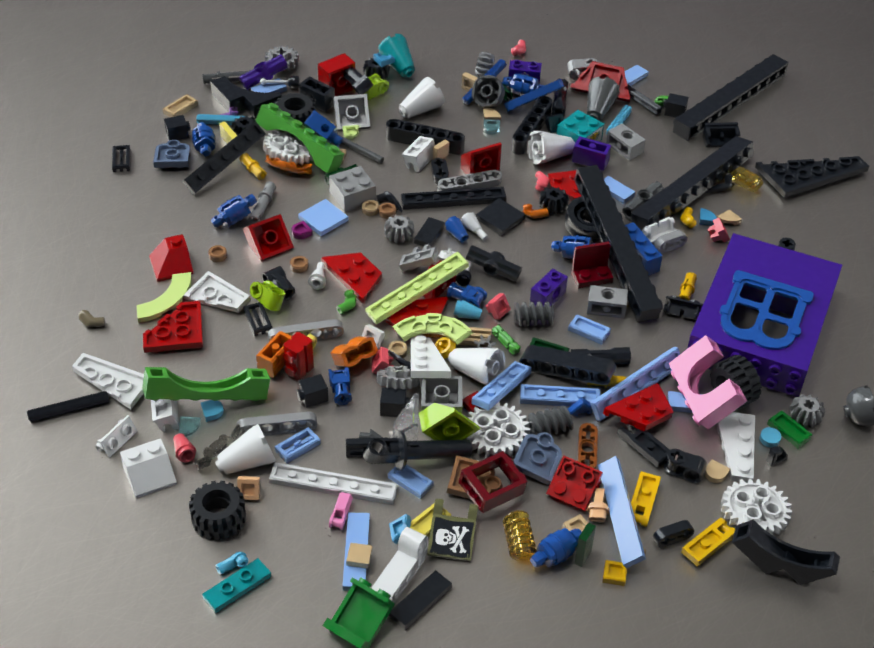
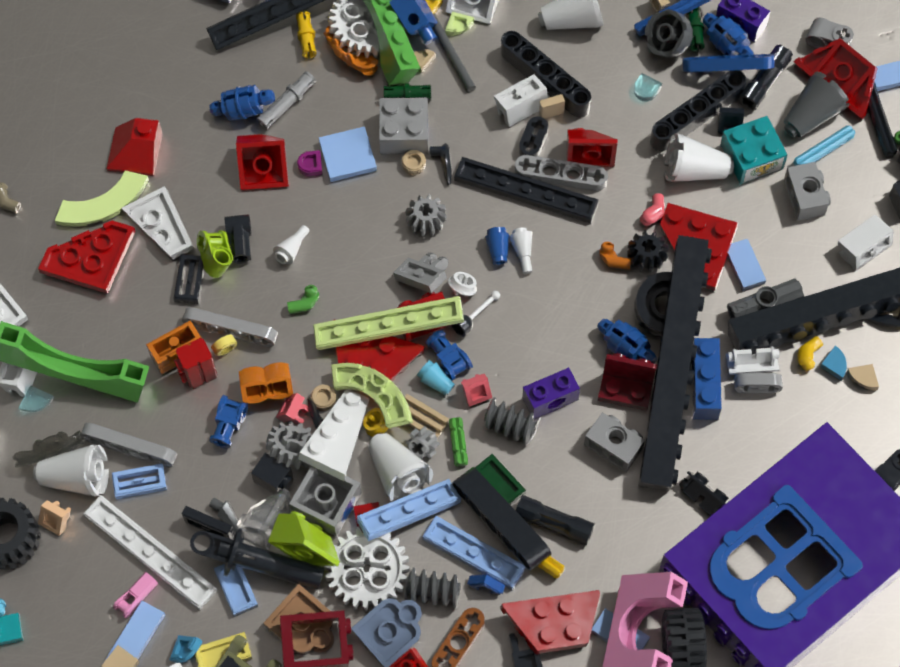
camera: 30 degrees right, 20 degrees up
(184, 448) = (14, 430): coral cone -> none
(212, 410) = (71, 392): medium azure tile -> none
(217, 253) = (194, 158): medium nougat tile -> none
(299, 264) = (280, 216): medium nougat tile -> none
(312, 391) = (191, 416): black brick -> none
(354, 273) = (338, 259): red wing -> none
(377, 334) = (301, 368): white tile -> none
(387, 210) = (432, 175): medium nougat tile -> none
(429, 232) = (463, 233): black tile -> none
(491, 114) = (656, 68): tan tile -> none
(493, 263) = (508, 321): black piece -> none
(500, 216) = (566, 246): black tile -> none
(589, 329) = (570, 471): light blue tile -> none
(591, 153) = (743, 195): dark purple brick -> none
(641, 379) = (573, 579): light blue tile -> none
(679, 153) = (865, 242): none -> white hinge
(688, 286) = (731, 465): yellow pin -> none
(718, 231) = (835, 395): coral tile -> none

